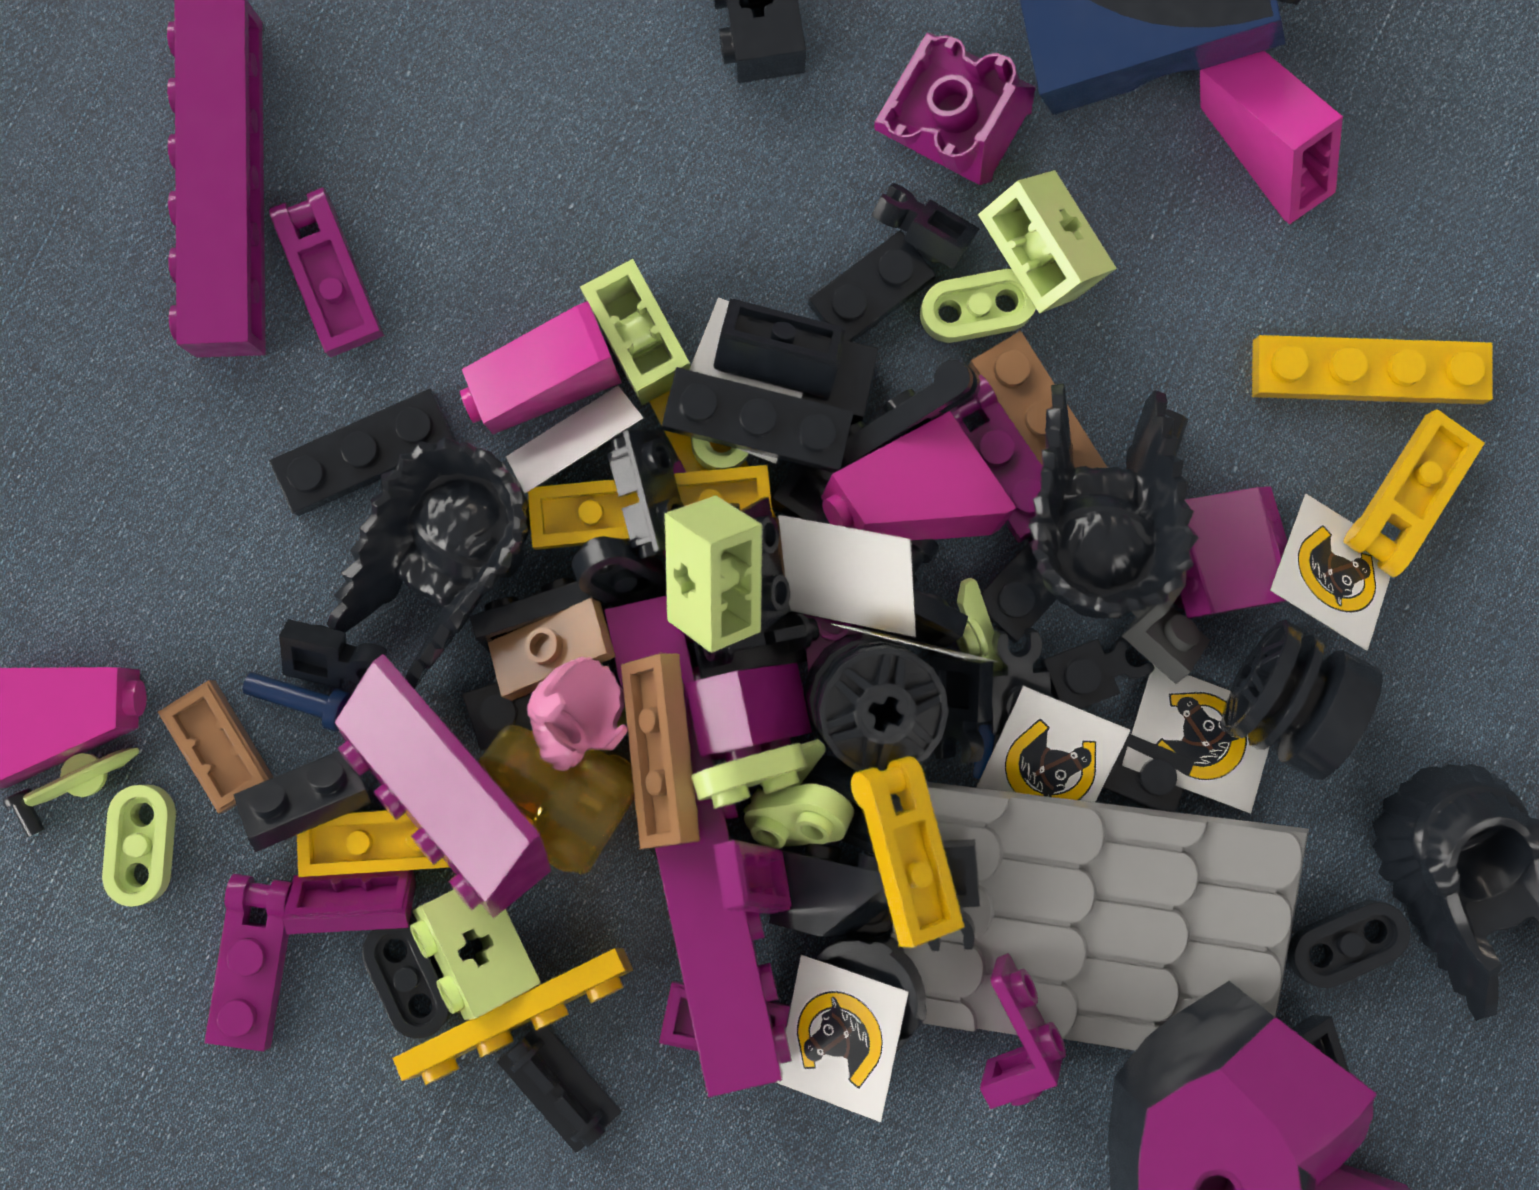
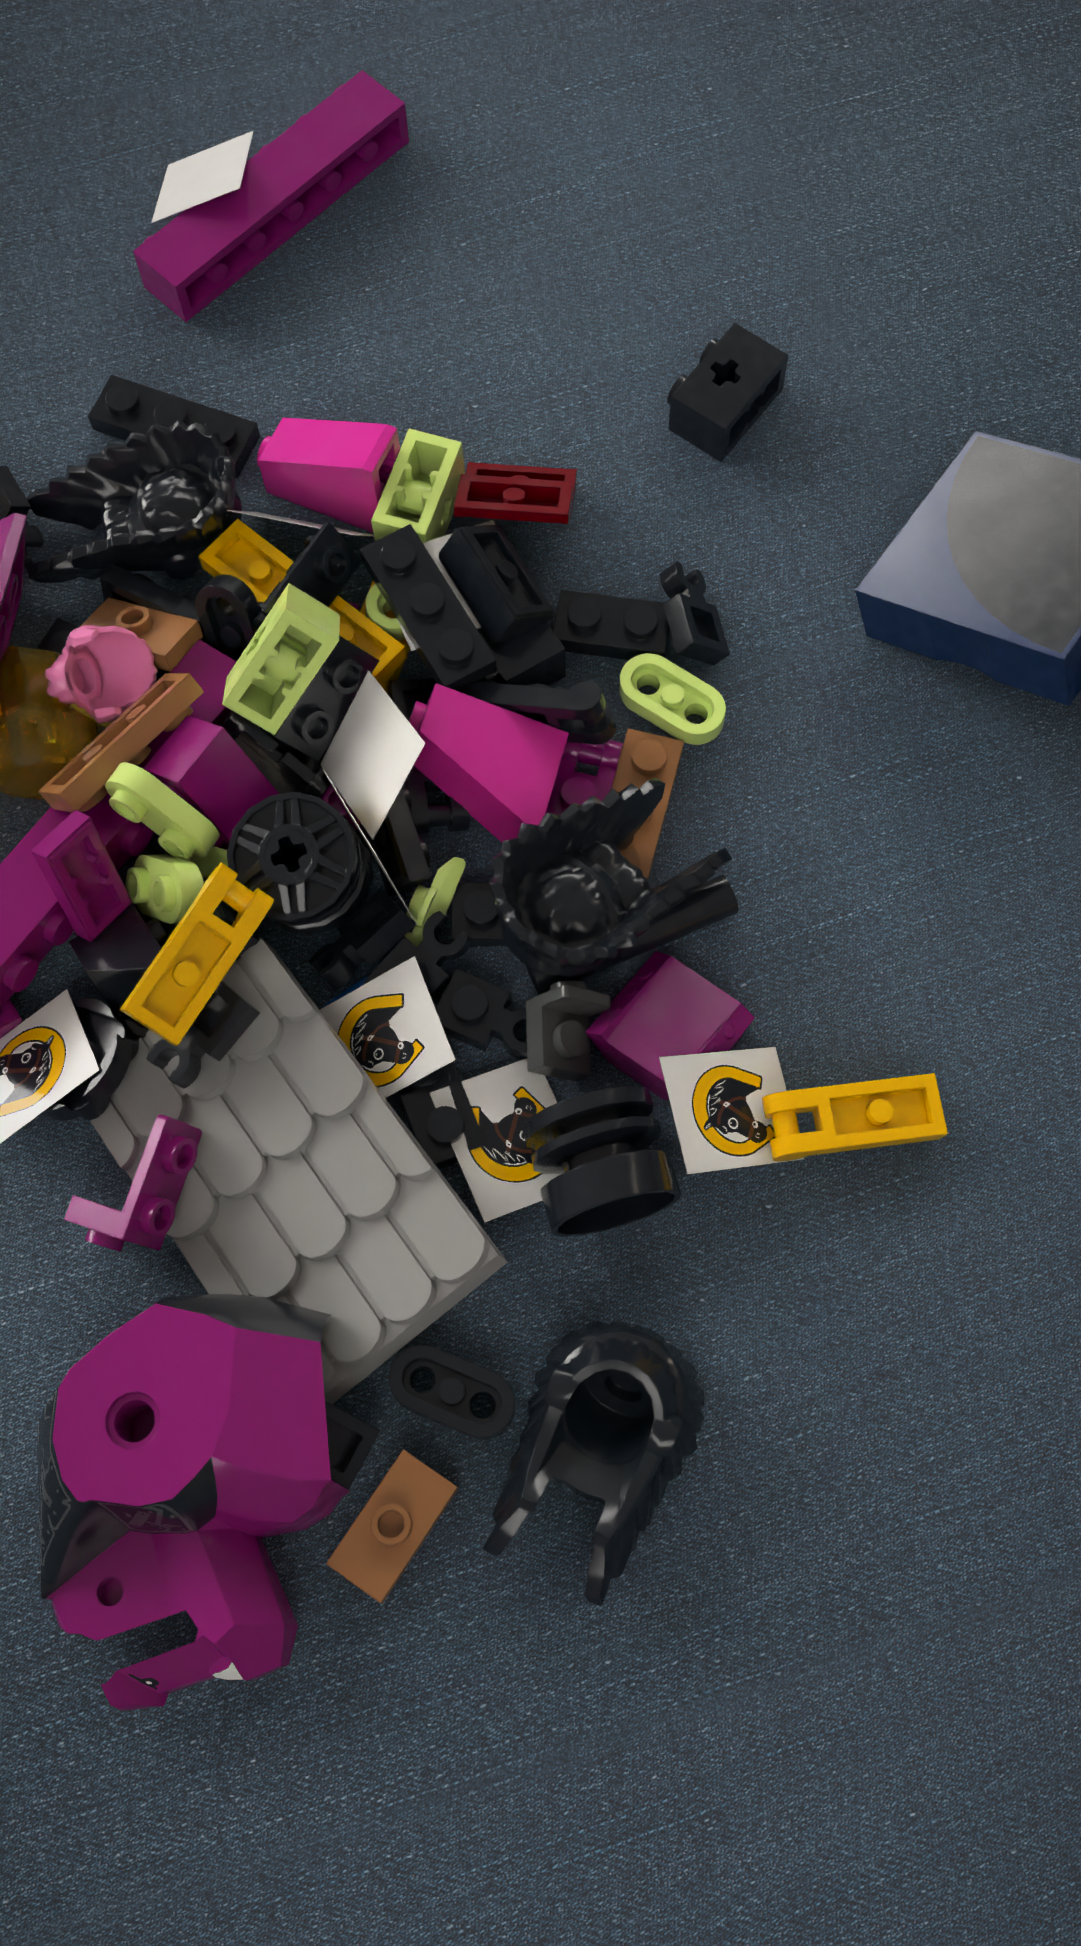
camera: 50 degrees right, 15 degrees down
(149, 220) = (203, 176): none -> white sticker
(326, 274) = (273, 304): magenta plate -> none
(706, 256) = (516, 493): none -> dark red slope
(957, 107) = (798, 567): magenta slope -> none
(1046, 240) = (762, 693): yellowish green brick -> none
(1275, 130) = (1010, 776): dark pink slope -> none
(1372, 369) = (920, 1010): yellow plate -> none
(1397, 1063) = (392, 1526): none -> medium nougat plate

